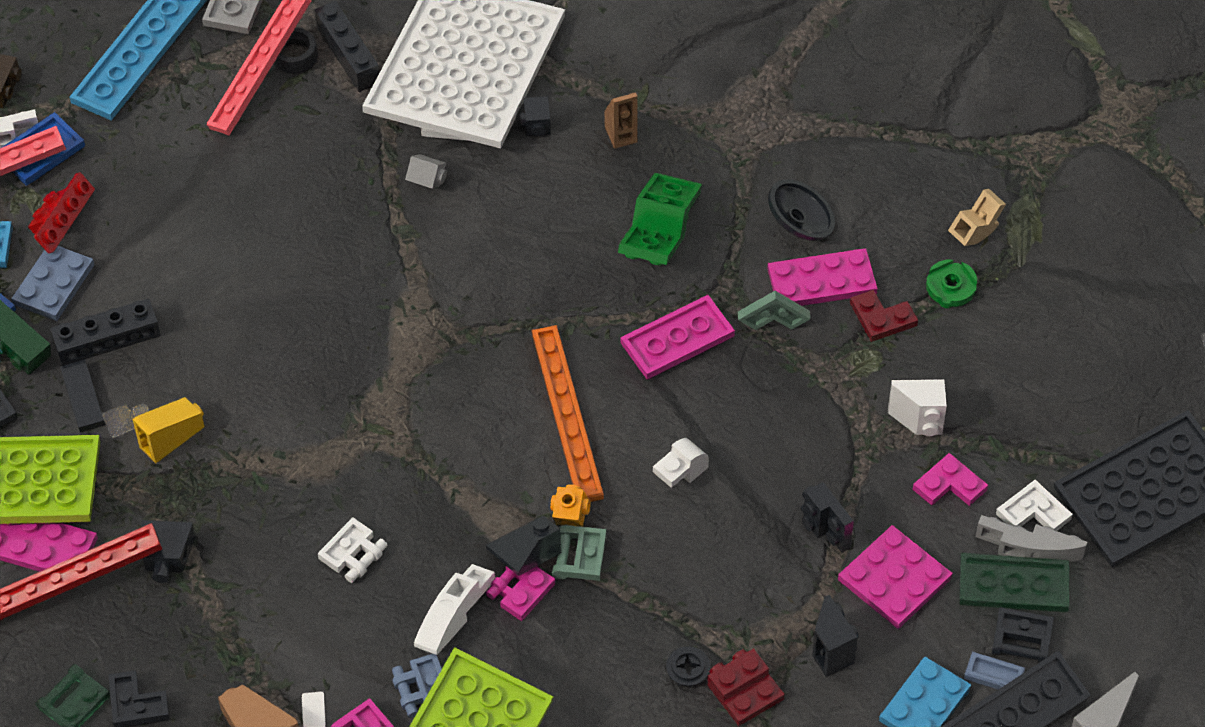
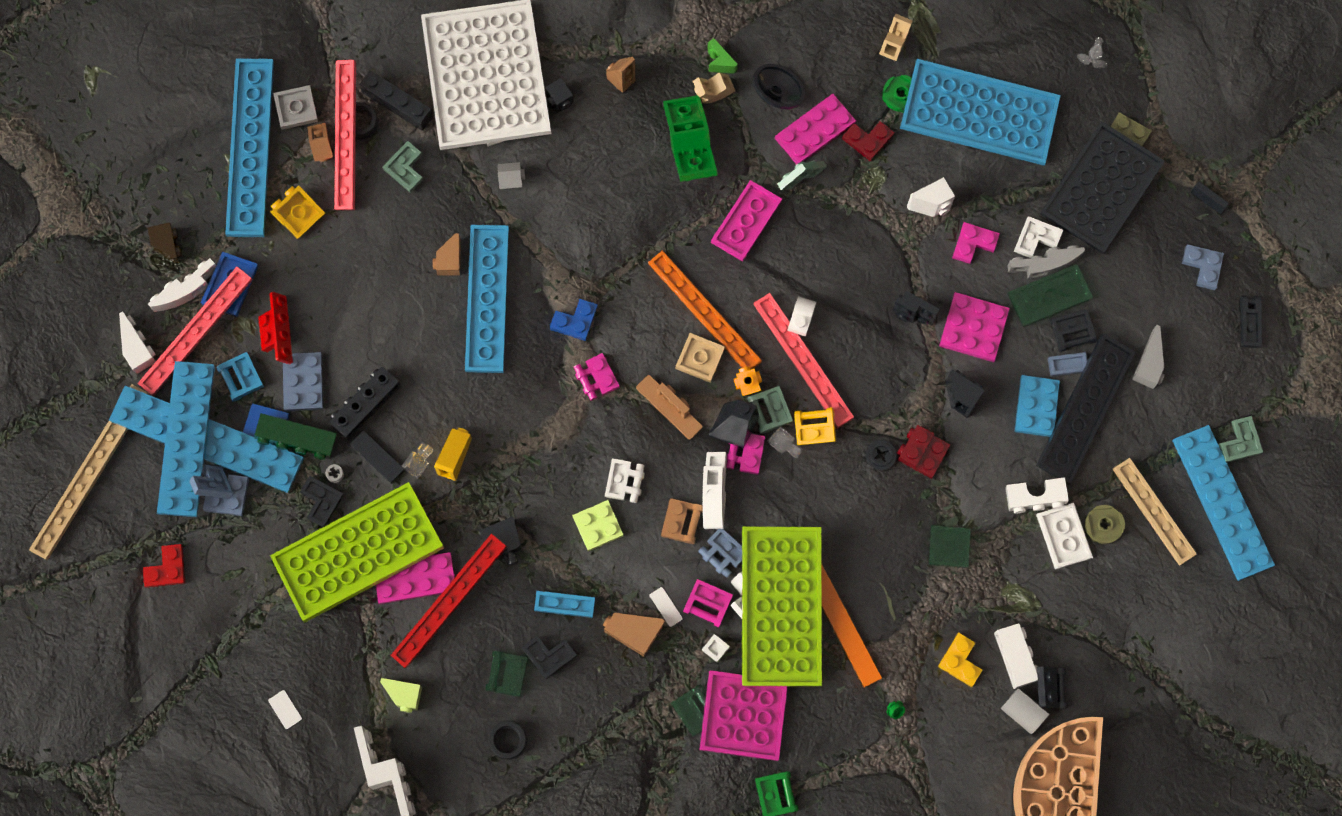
camera: 30 degrees left, 20 degrees up
(27, 396) = (331, 478): none -> light grey bush
(163, 107) = (296, 211): none -> yellow plate
(192, 652) = (564, 604): none -> dark azure plate
(233, 52) = (320, 142): none -> medium nougat slope
(289, 586) = (597, 525): none -> yellowish green plate
(302, 225) = (448, 257): none -> medium nougat slope
(309, 113) = (400, 167): none -> sand green plate
(316, 287) = (487, 299): none -> dark azure plate
(388, 623) = (675, 521): none -> medium nougat plate
(400, 425) = (602, 375): none -> dark pink plate
(406, 361) = (577, 325): none -> blue plate
(459, 494) = (670, 406): none -> medium nougat bracket
(529, 458) = (700, 357): none -> tan plate
(576, 597) = (782, 441): none -> clear plate
(620, 601) = (815, 432): none -> yellow plate
(654, 520) = (803, 359): none -> coral plate
(722, 184) = (713, 88): none -> tan brick
(749, 159) = (724, 62): none -> bright green slope
(1040, 342) = (980, 112): none -> dark azure plate

